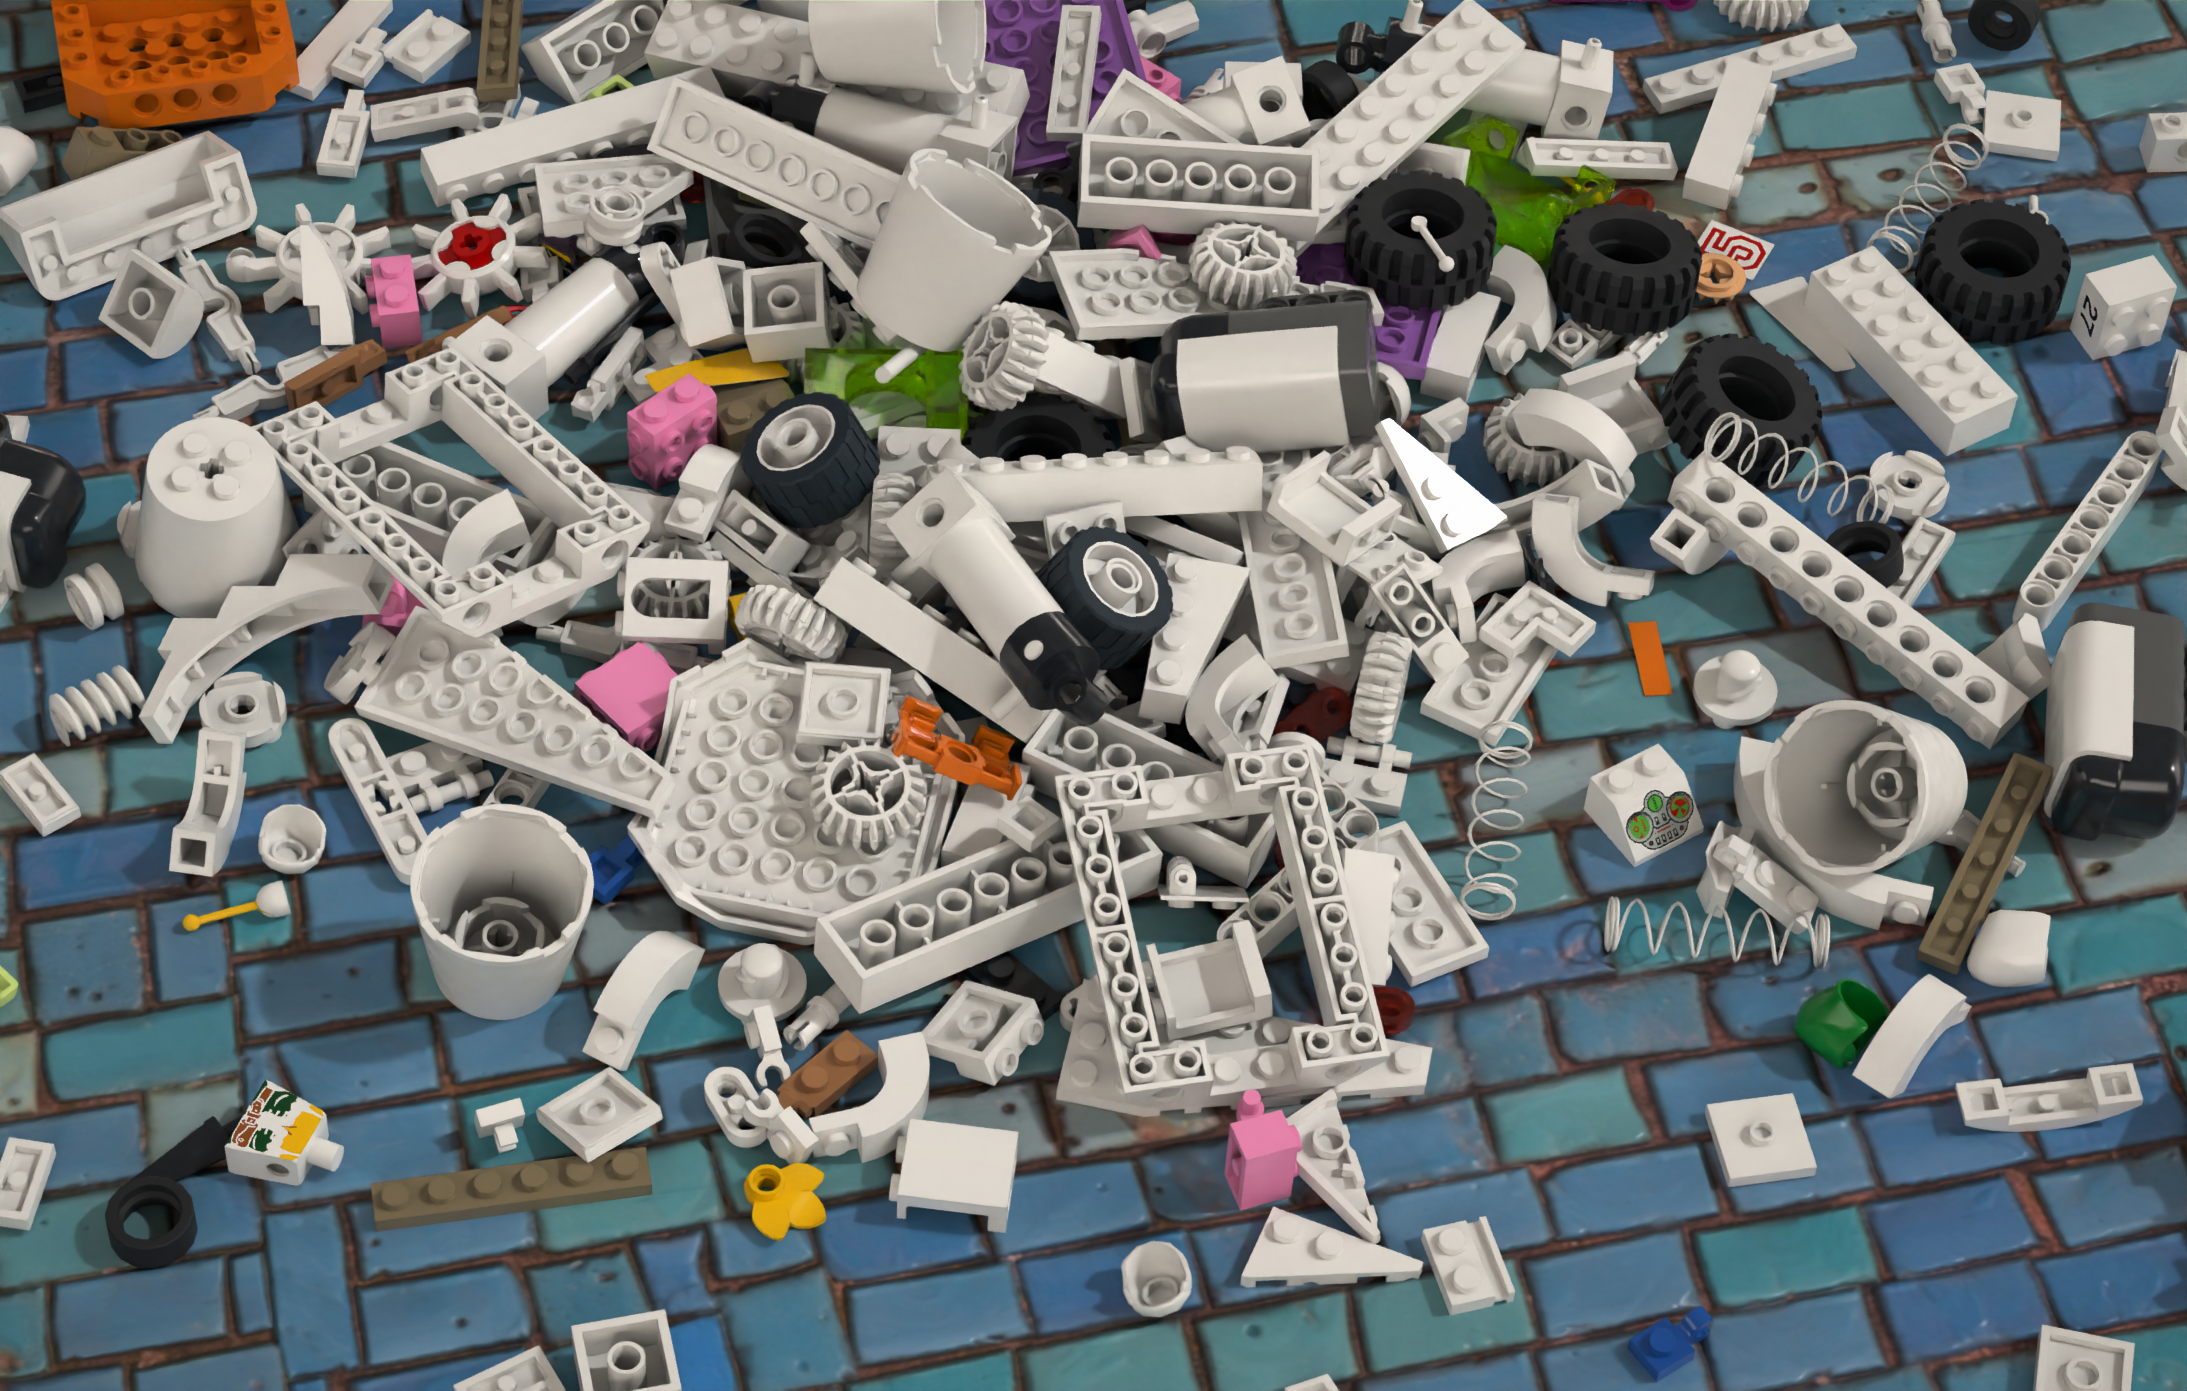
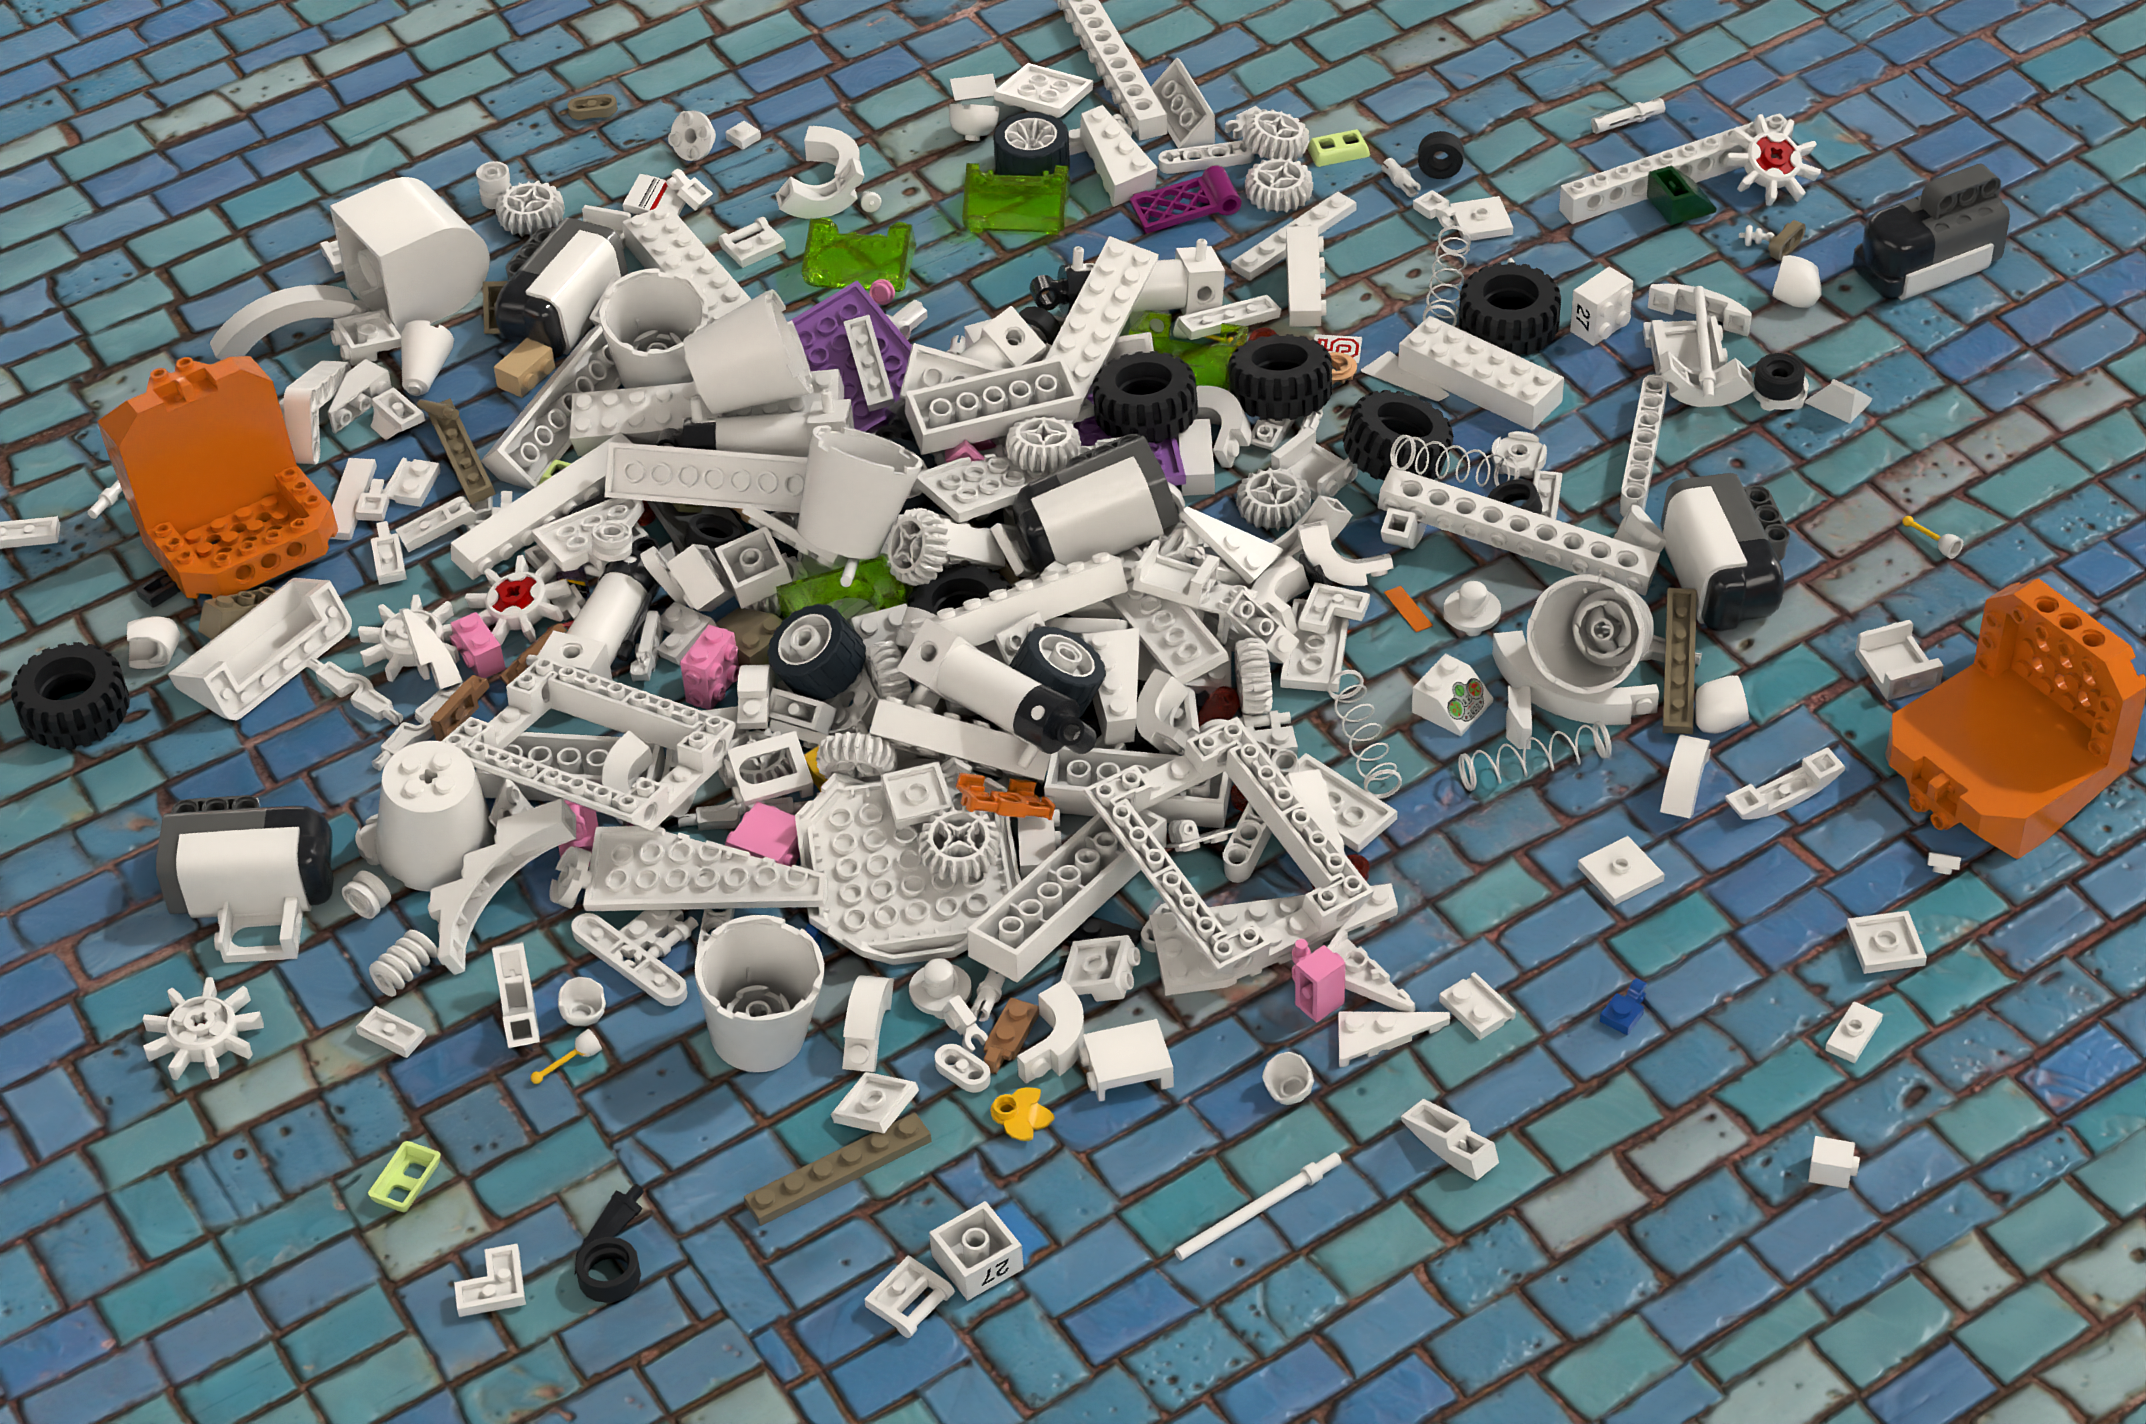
camera: 15 degrees left, 5 degrees down
(152, 307) = (312, 700): white brick -> none
(235, 263) = (353, 657): white hinge -> none
(245, 689) = (498, 920): white plate -> none
(281, 1138) = (670, 1188): torso -> none
(500, 1122) = (812, 1129): white tile -> none
(718, 370) = (724, 617): yellow sticker -> none
(786, 1130) = (1004, 1070): white plate -> none
(1028, 823) = (1074, 827): white plate -> none
(1209, 985) = (1239, 886): white panel -> none
(1419, 224) = (1145, 384): white hinge -> none
(1443, 426) = (1212, 504): white bracket -> none
(1577, 428) = (1299, 479): white arch -> none
(1766, 882) = (1551, 715): white hinge -> none
(1840, 1021) = (1637, 782): green piece -> none

